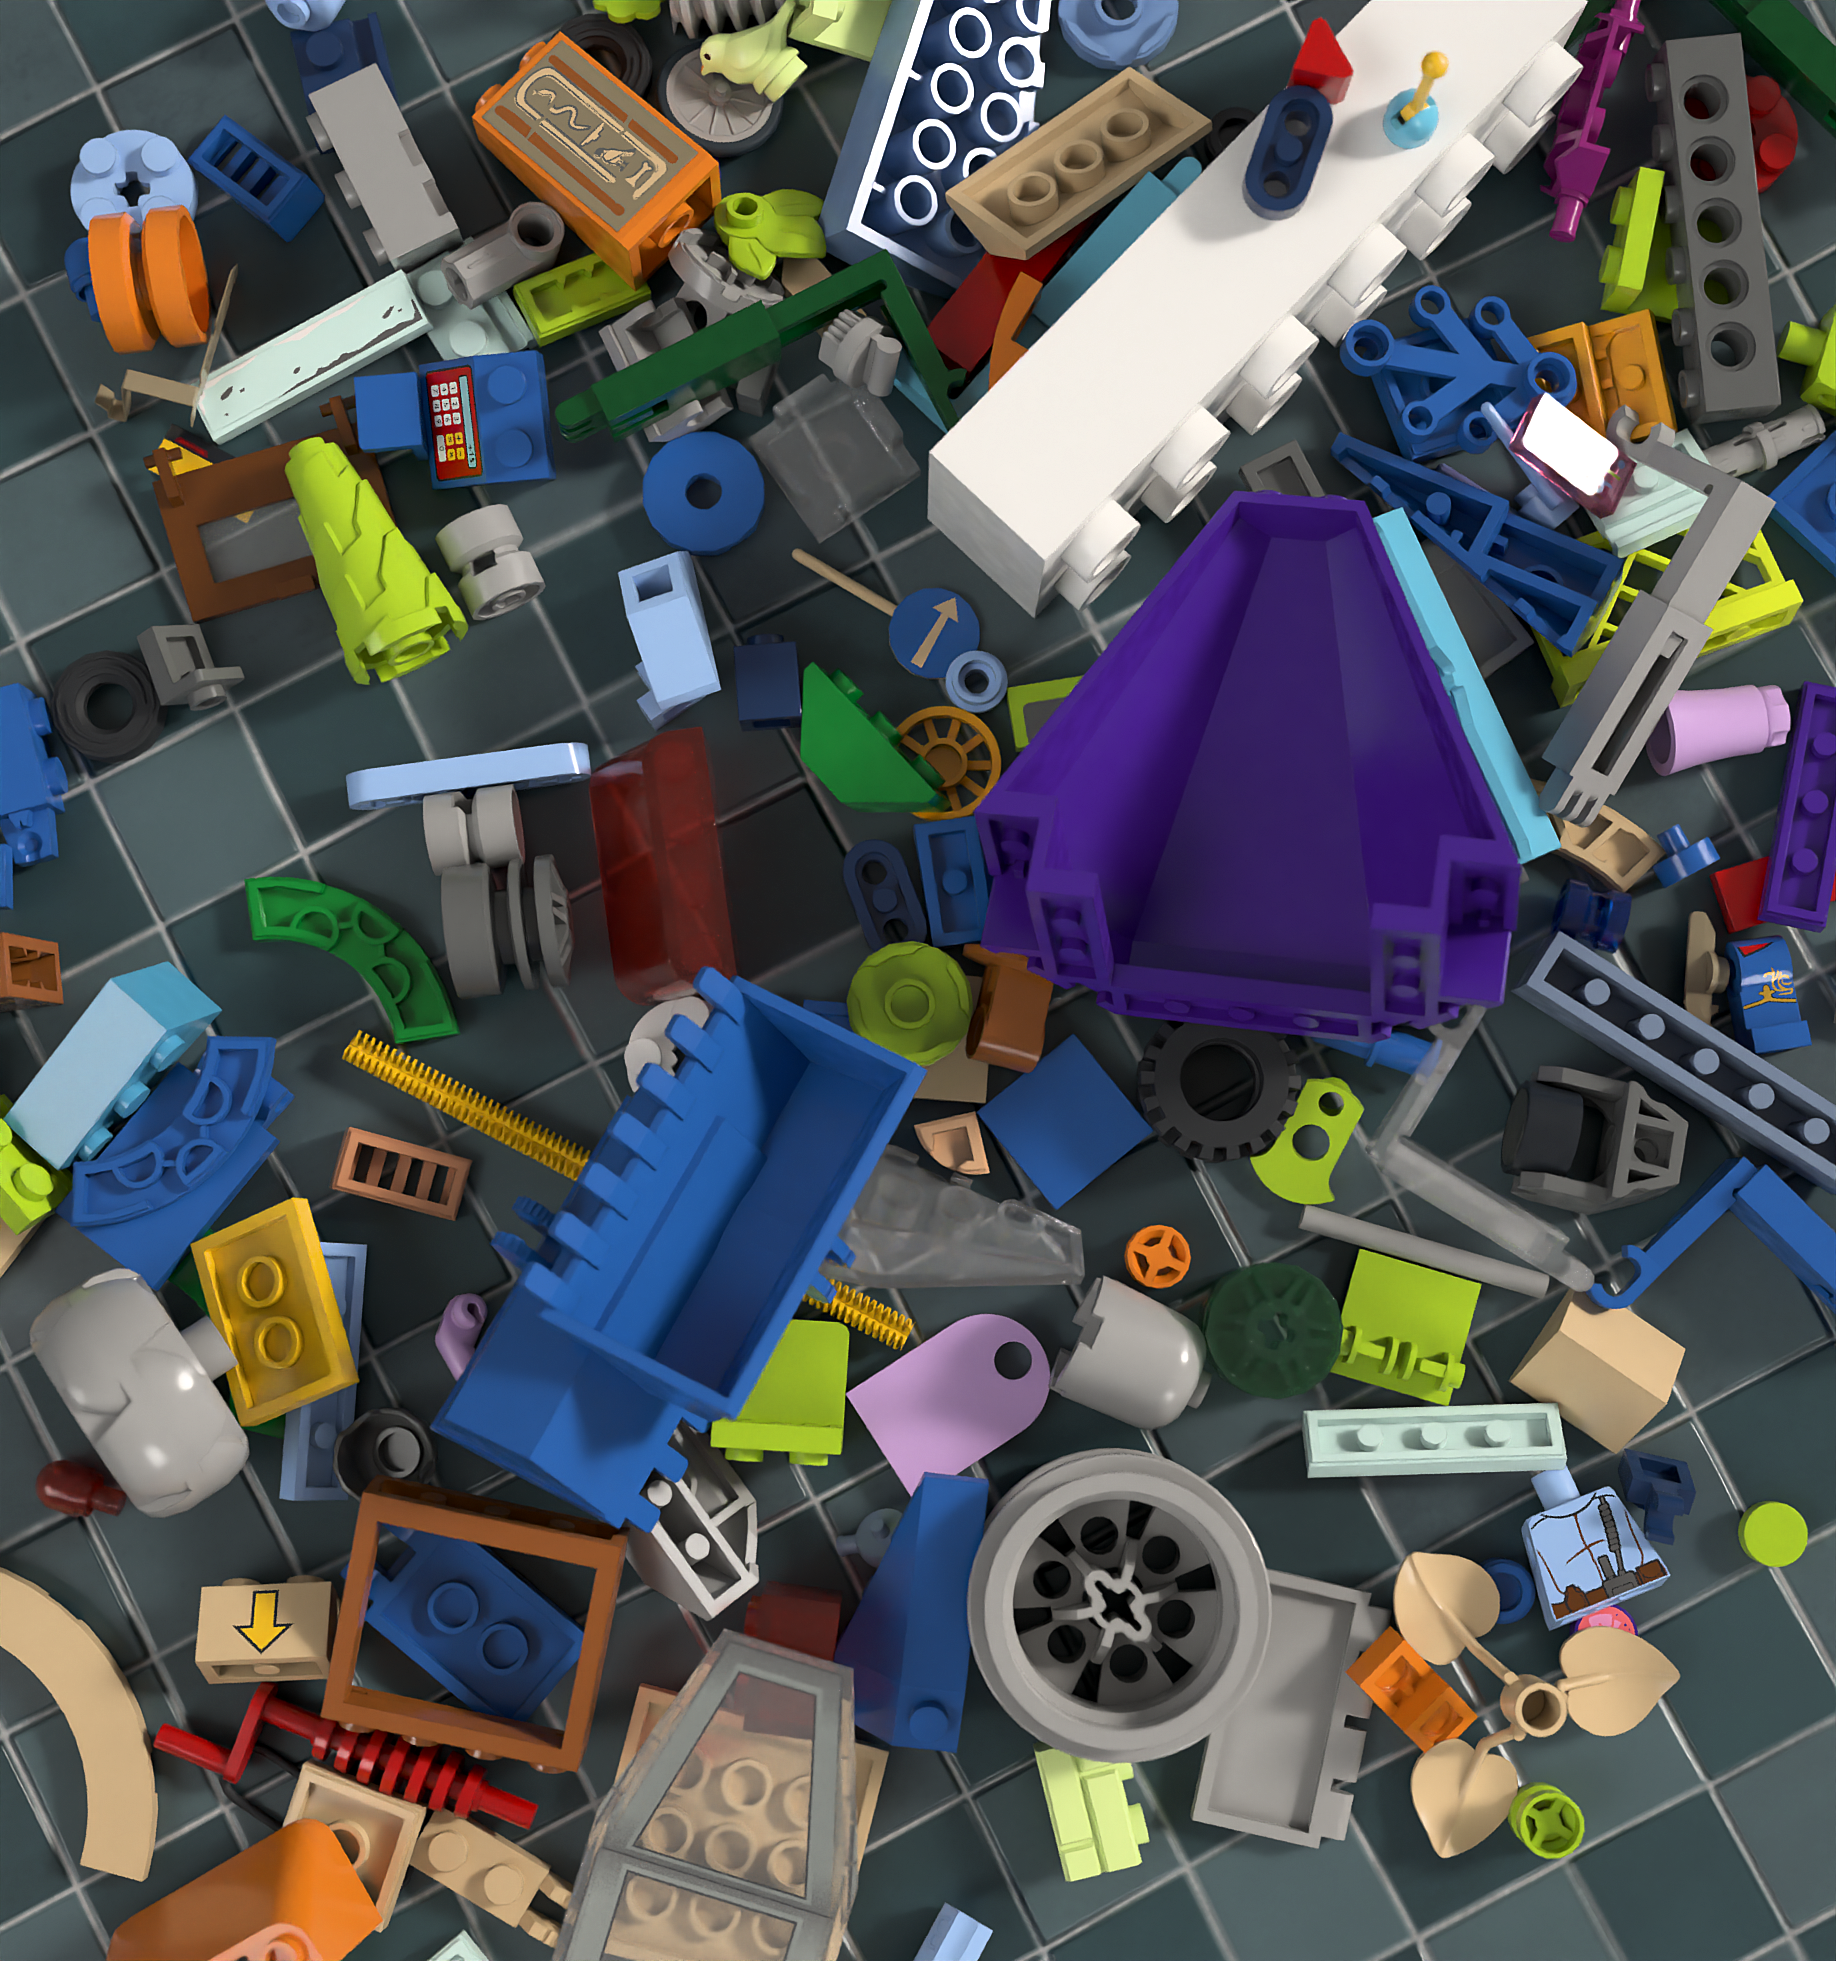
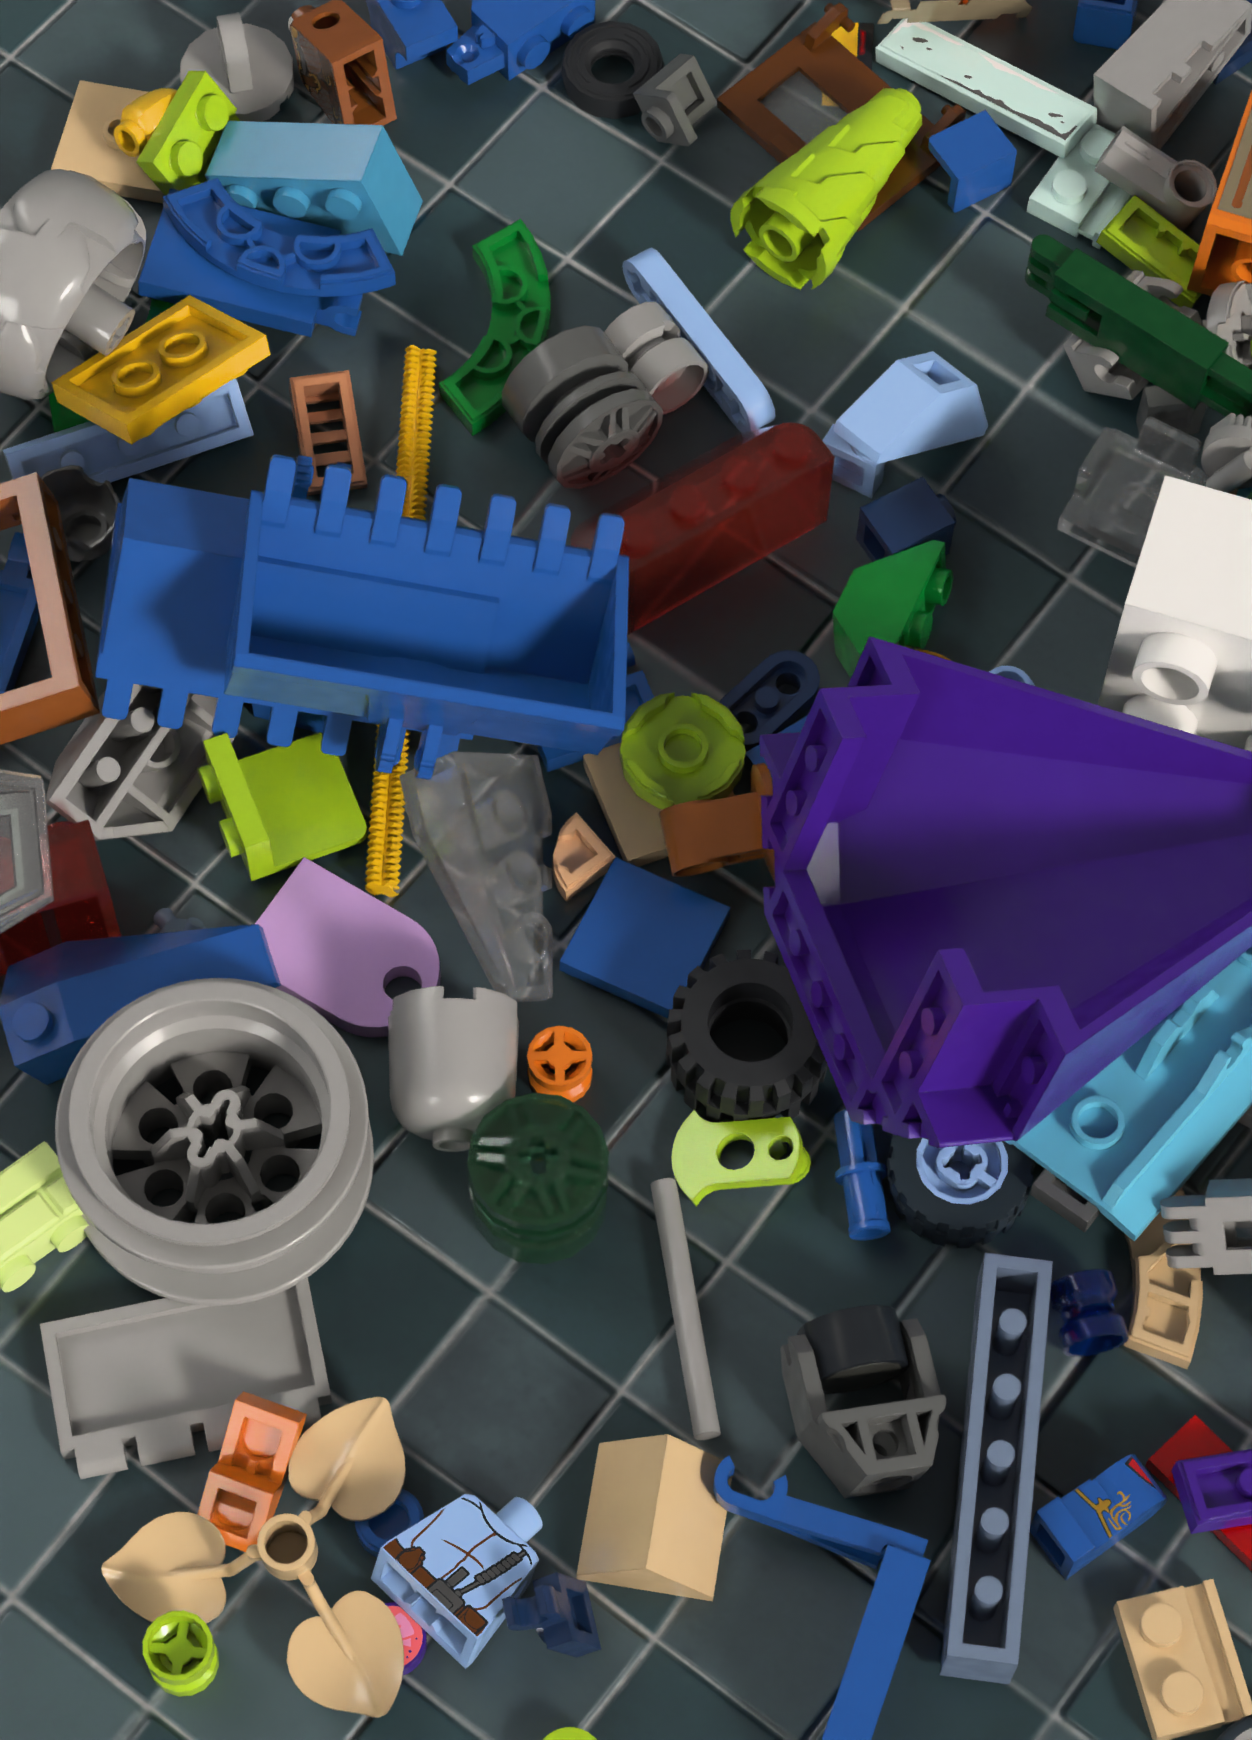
camera: 65 degrees right, 20 degrees down
(487, 420) = (996, 224): blue slope -> none
(487, 555) = (890, 276): light grey wheel -> none
(698, 458) = (1052, 390): blue tile -> none
(924, 629) = (1031, 635): blue piece -> none
(1405, 1327) = (601, 1318): lime hinge -> none
(1433, 1440) = (507, 1388): light aqua tile -> none
(1454, 1188) = (758, 1289): clear hinge -> none
(1682, 856) = (1192, 1376): blue tile -> none
(1704, 969) = (1090, 1446): dark tan piece -> none

